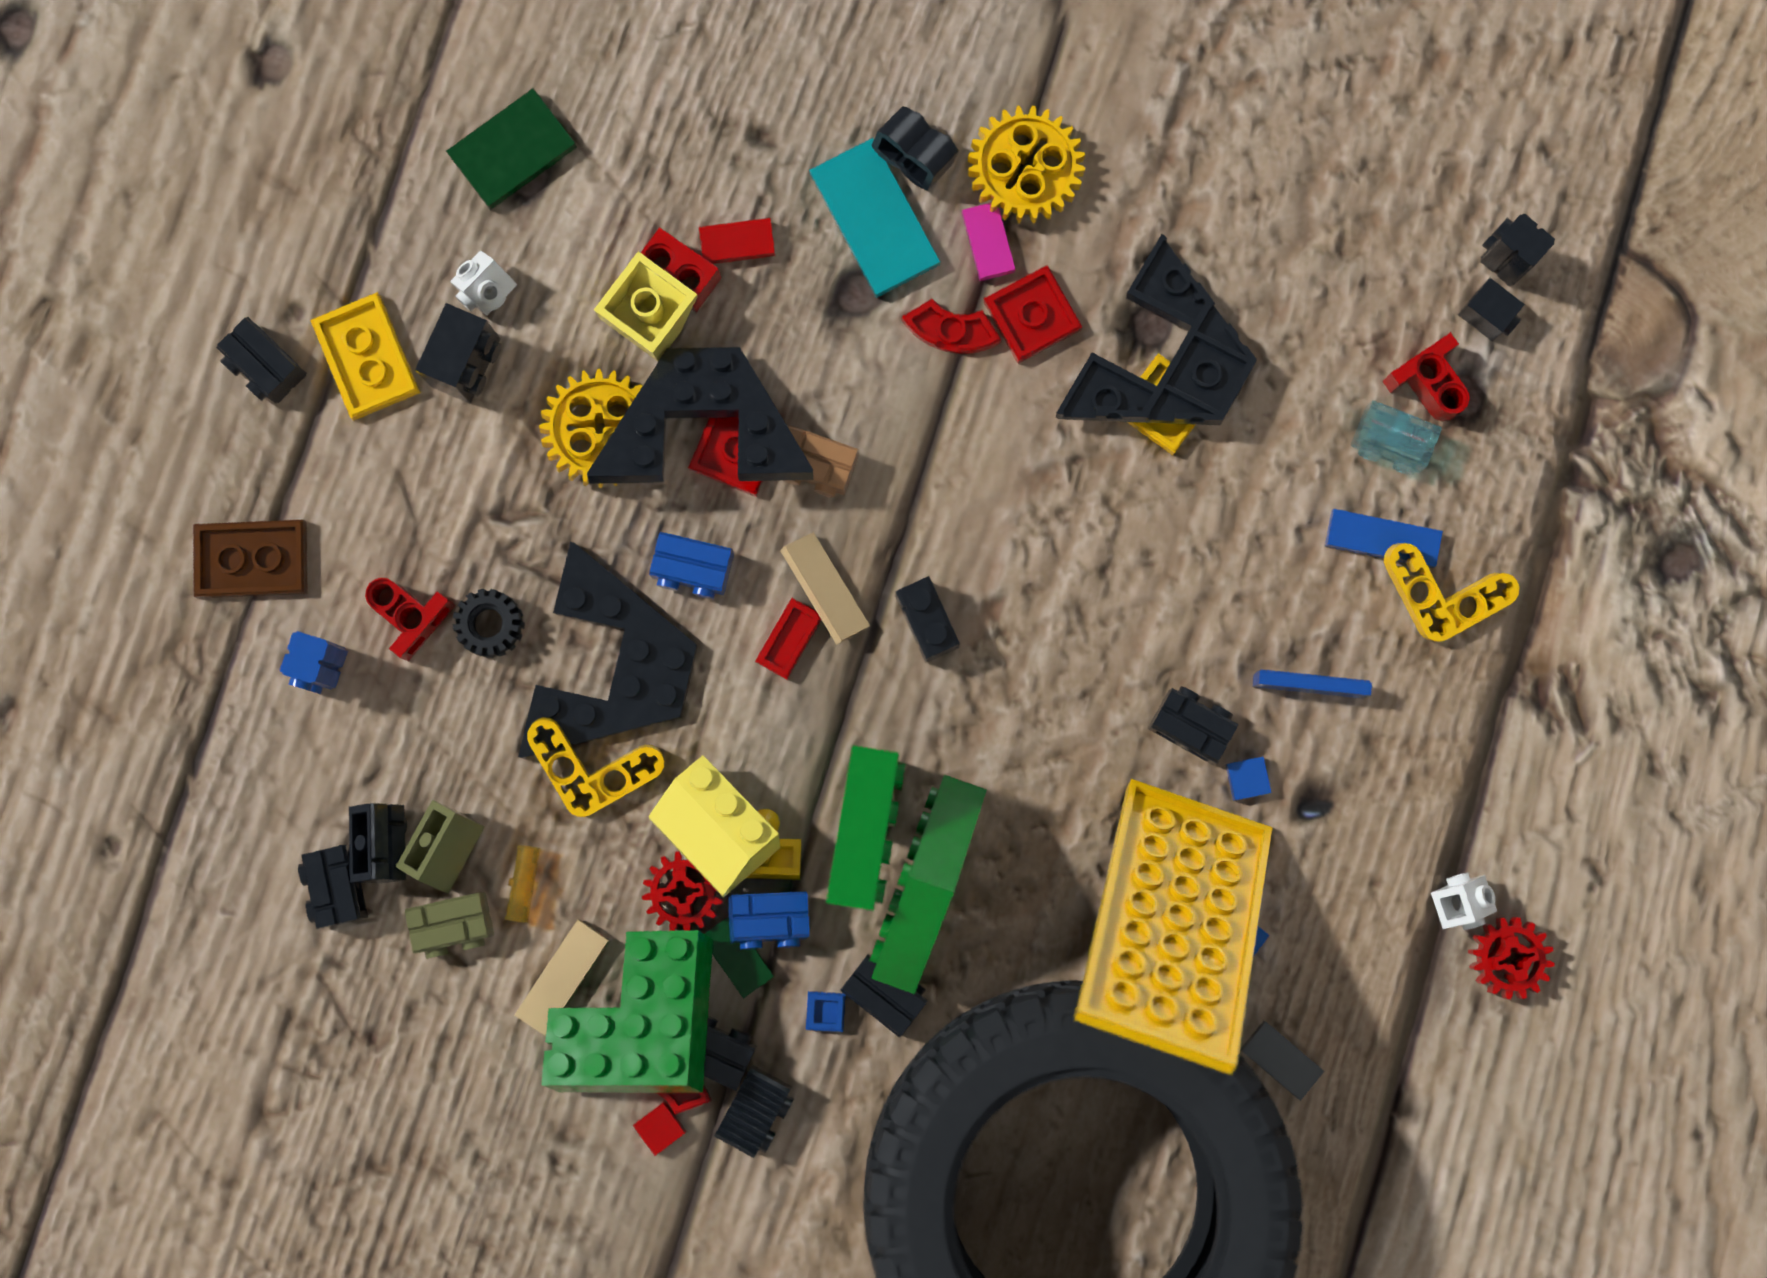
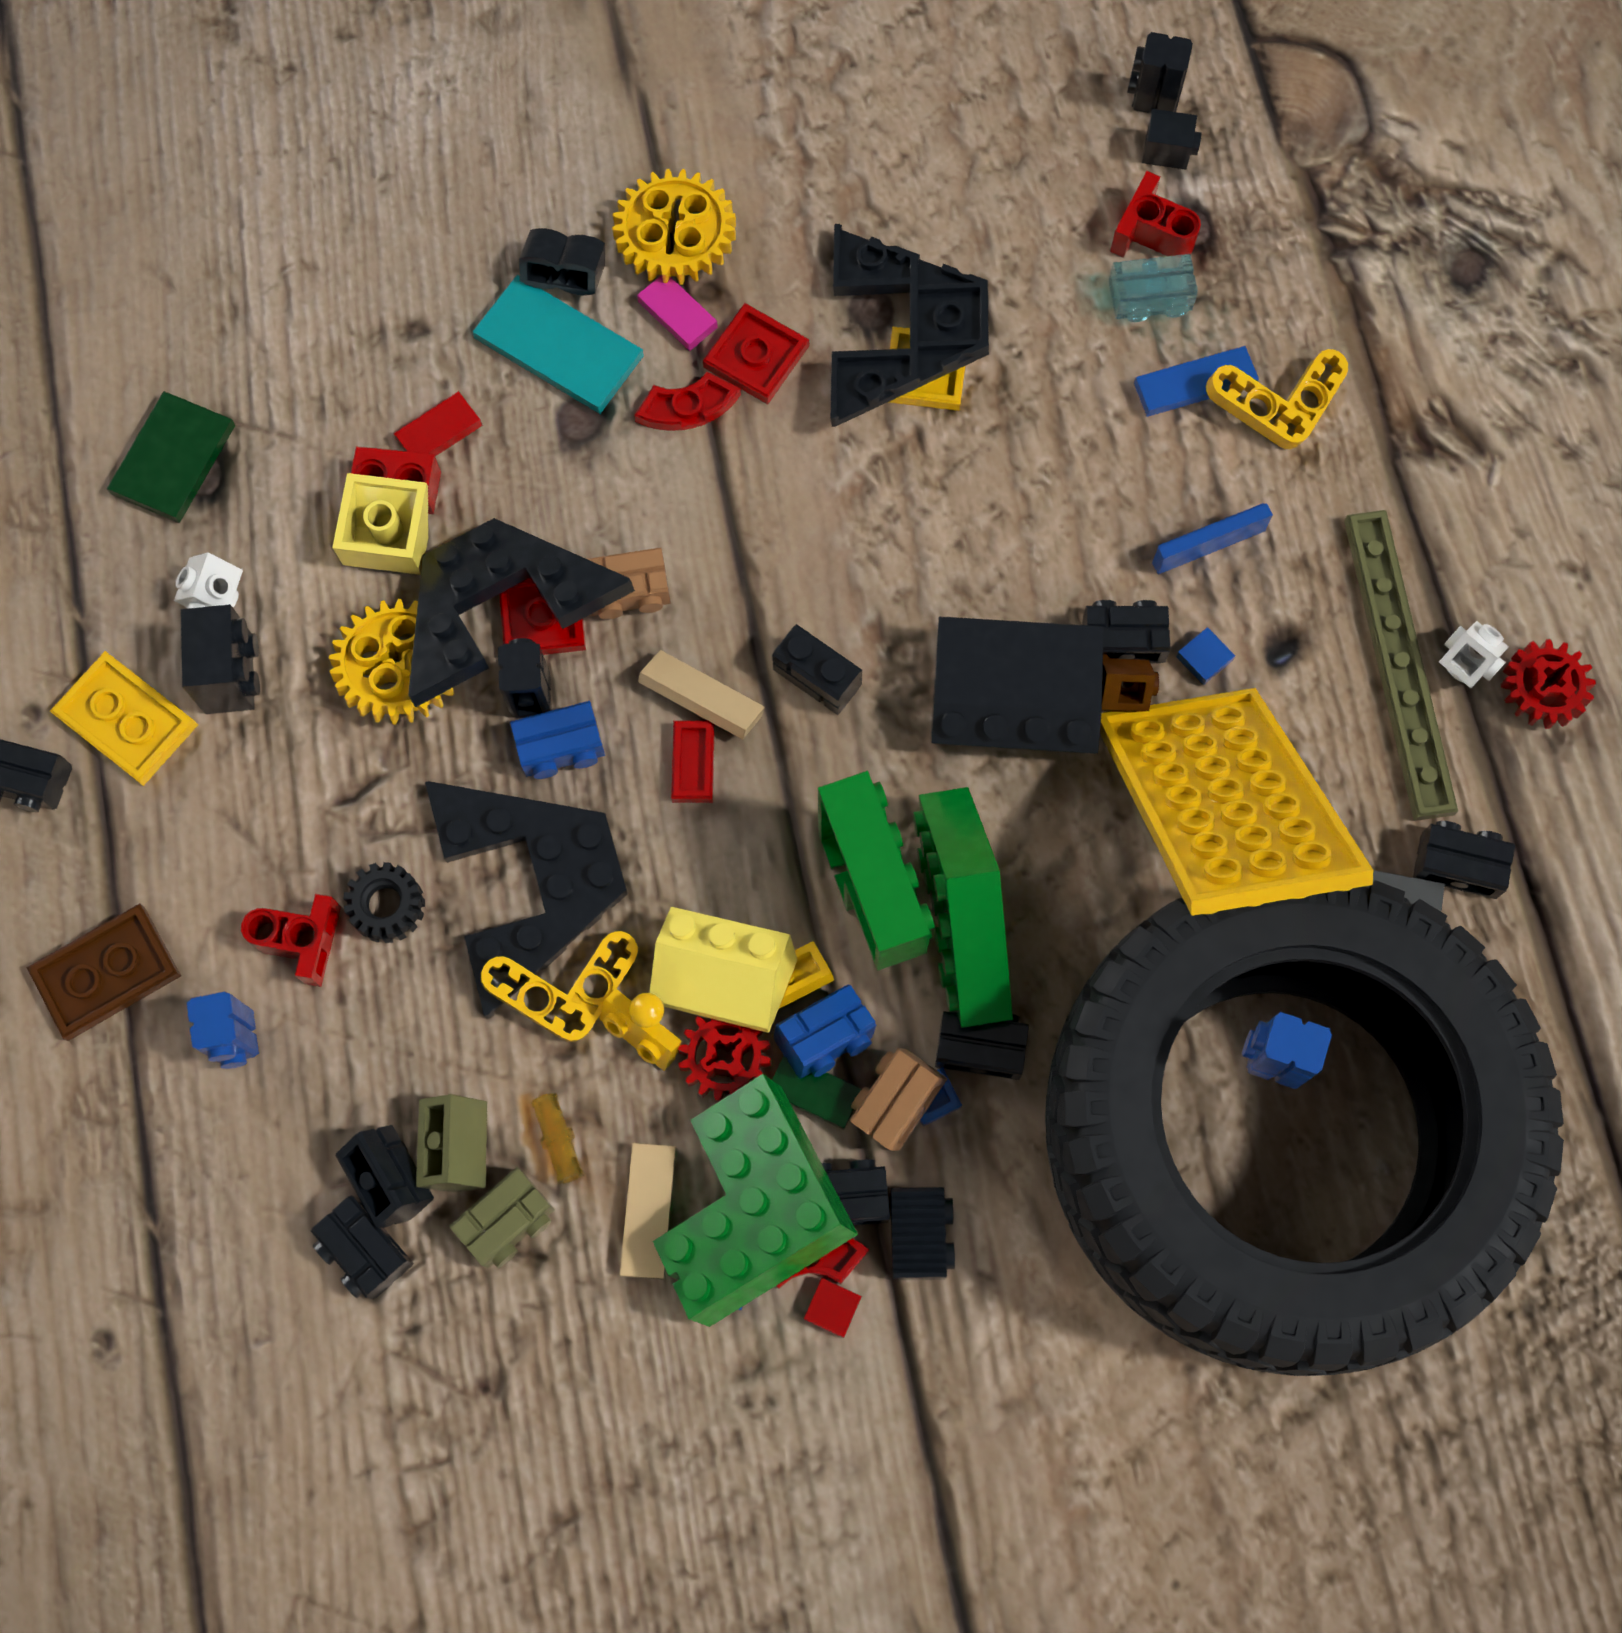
camera: 30 degrees left, 10 degrees down
(632, 833) = (639, 1025): none -> yellow plate
(689, 502) = (524, 678): none -> black brick
(794, 1002) = (896, 1098): none -> medium nougat brick
(1077, 725) = (1018, 685): none -> black slope
(1082, 1167) = (1286, 1050): none -> blue brick
(1166, 769) = (1128, 684): none -> reddish brown brick
(1351, 1062) = (1464, 859): none -> black brick
(1403, 871) = (1400, 666): none -> olive tile

